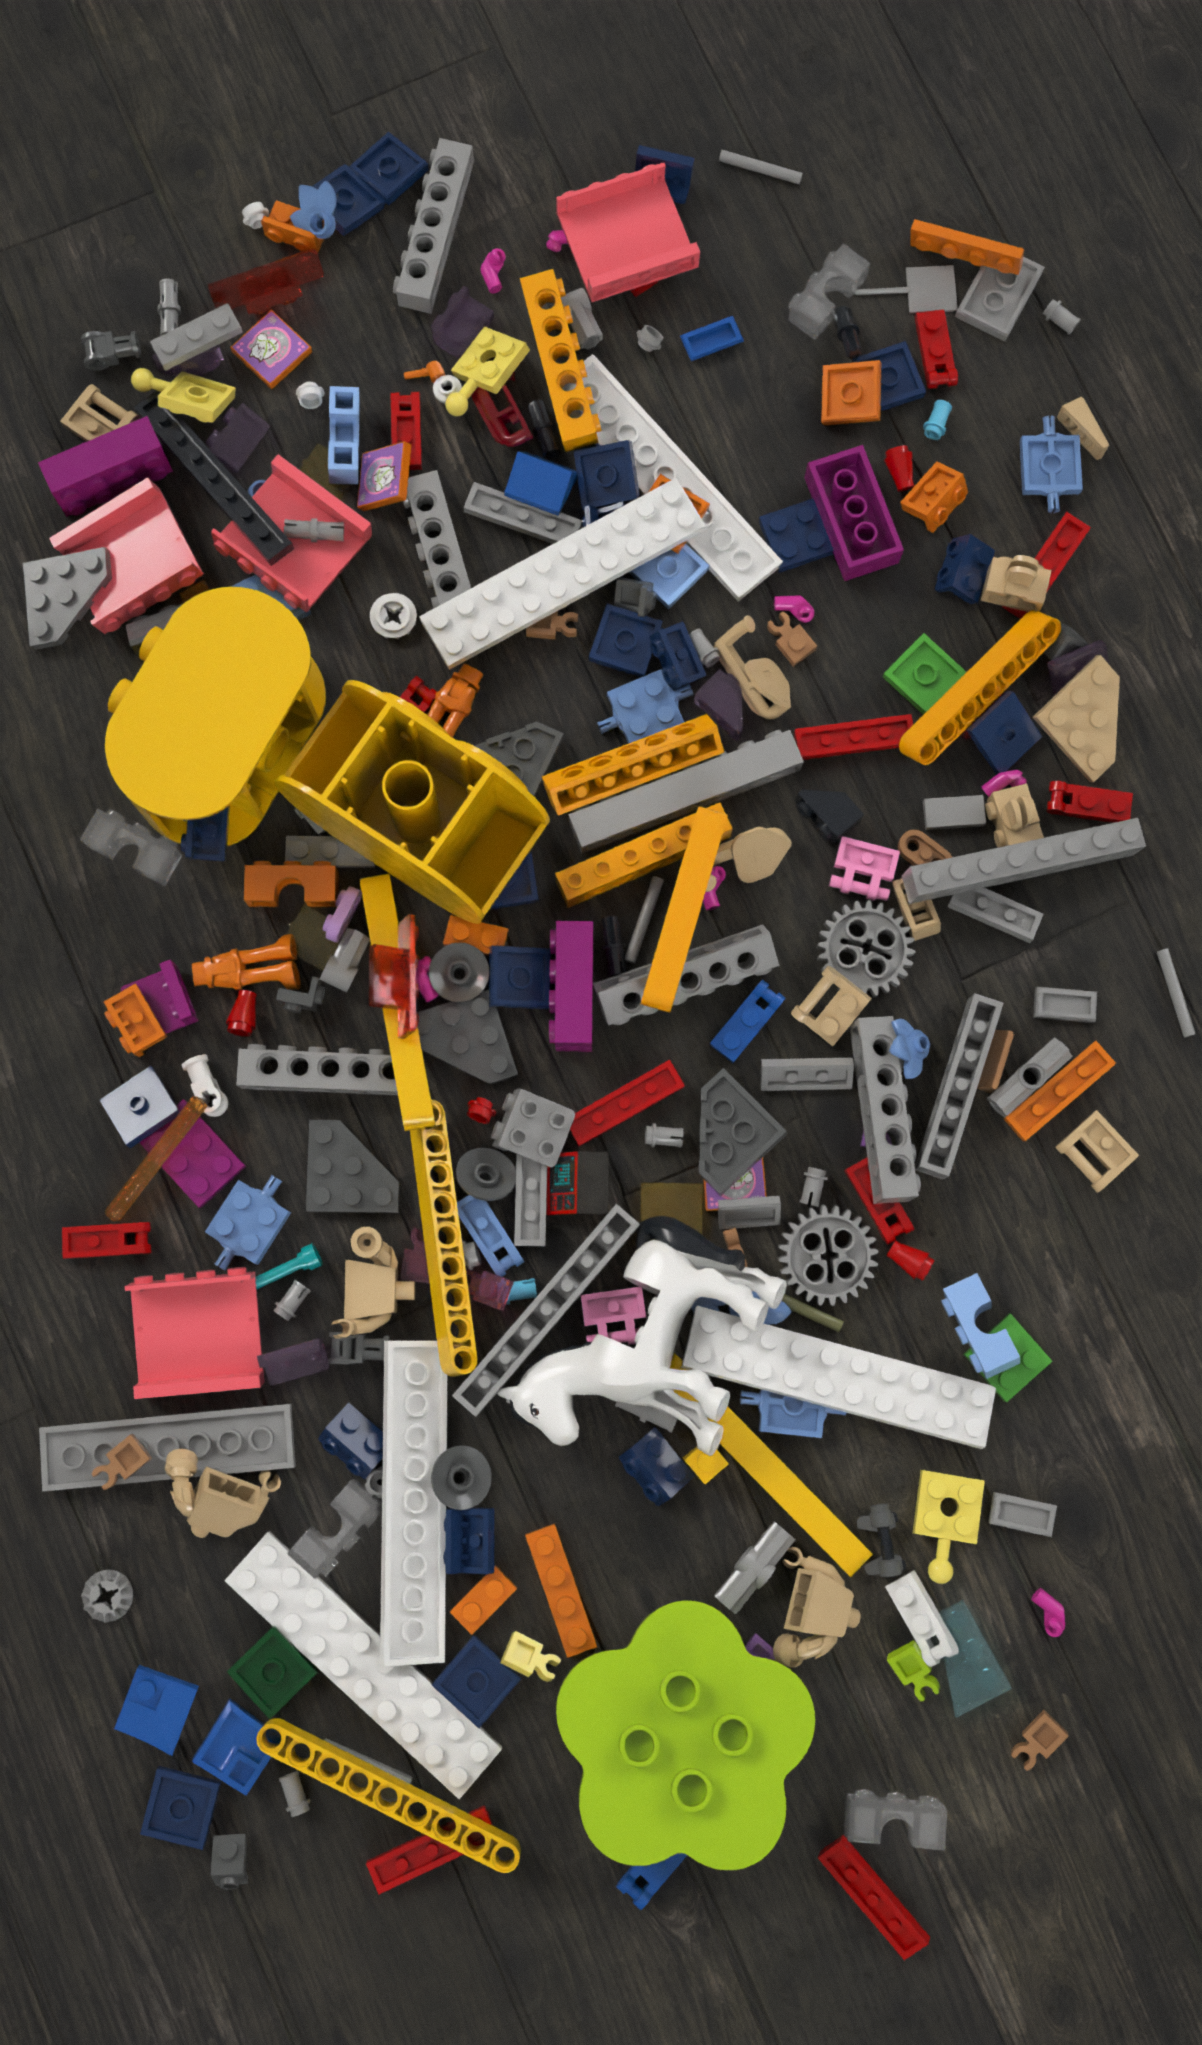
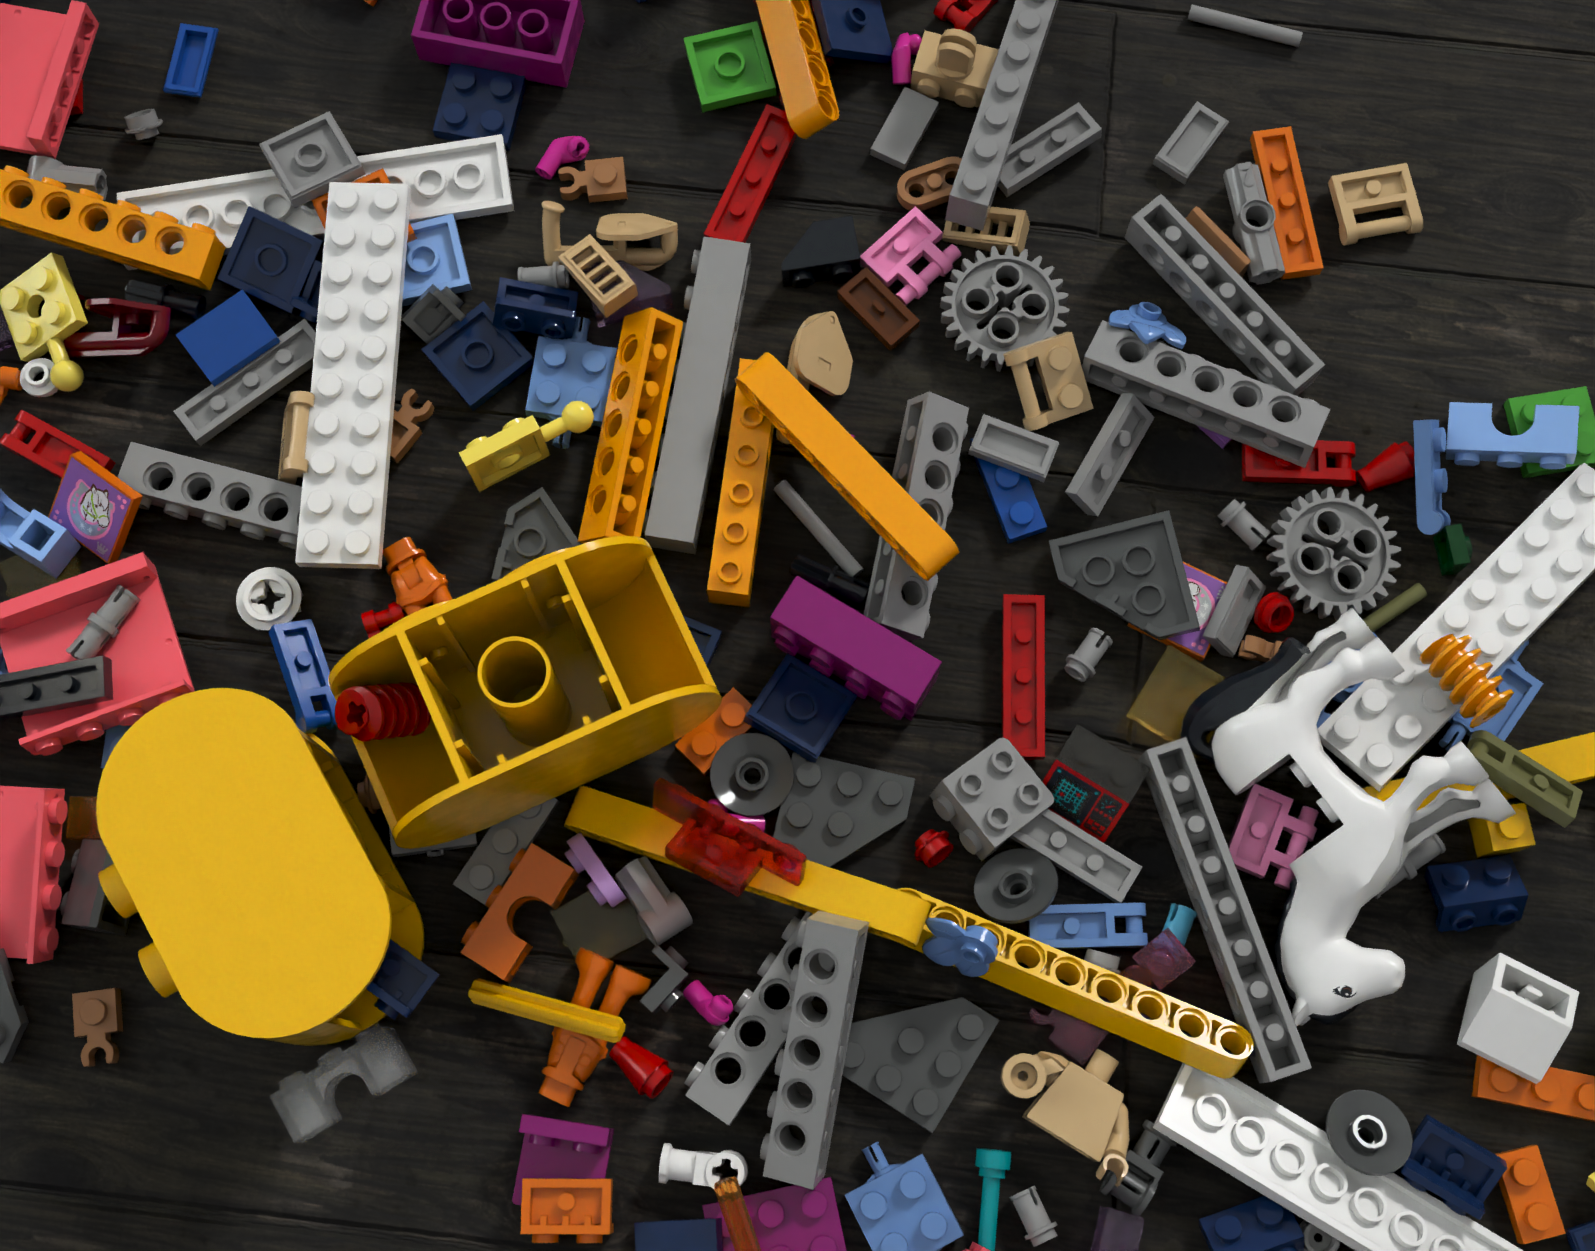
camera: 55 degrees left, 5 degrees down
(87, 682) = (96, 1017): none -> medium nougat plate
(241, 937) = (547, 1010): none -> yellow axle
(301, 1034) = (712, 1008): none -> dark pink arm
(344, 721) = (382, 711): none -> red piece
(361, 663) = (304, 673): none -> blue plate
(378, 1085) = (785, 1156): none -> light grey brick
(425, 1166) = (966, 948): none -> medium blue plate
(498, 565) = (294, 437): none -> tan plate
(580, 703) = (520, 444): none -> light yellow plate
(586, 1531) = (1517, 1017): none -> white slope
(687, 456) = (311, 158): none -> light grey plate
(710, 700) = (614, 298): none -> tan slope
(742, 1451) = (1525, 778): none -> olive plate
(763, 1238) = (1273, 613): none -> red plate
(770, 1009) = (1013, 448): none -> light grey tile
(782, 1379) = (1465, 678): none -> light orange piece
(814, 869) = (878, 309): none -> reddish brown plate
(879, 1332) = (1452, 549): none -> dark green plate
(917, 1288) = (1429, 476): none -> medium blue plate

